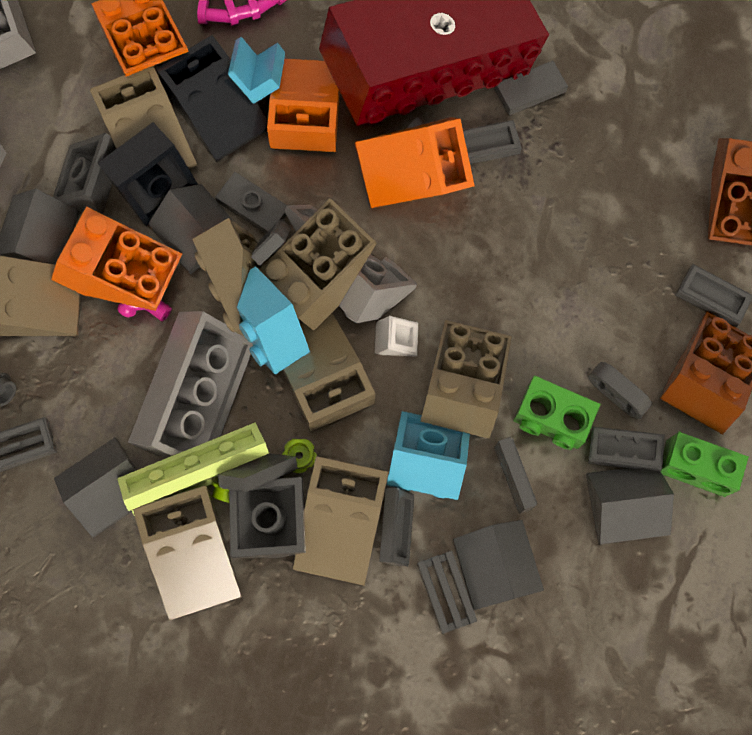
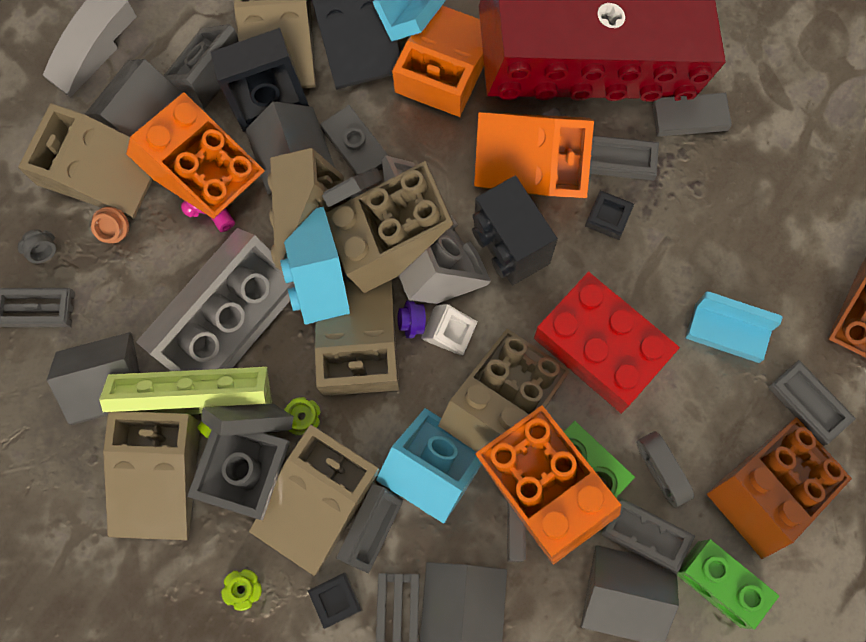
camera: 30 degrees right, 0 degrees up
(59, 348) = (109, 225): none -> nougat plate
(308, 630) = (252, 589): none -> lime plate
(363, 339) = (412, 319): none -> dark purple plate
(388, 599) = (335, 600): none -> black tile
(423, 234) = (513, 231): none -> black brick
(495, 195) = (609, 215): none -> black tile
(534, 303) = (605, 342): none -> red brick
(536, 433) = (549, 484): none -> orange slope
(630, 254) = (732, 326): none -> medium azure panel

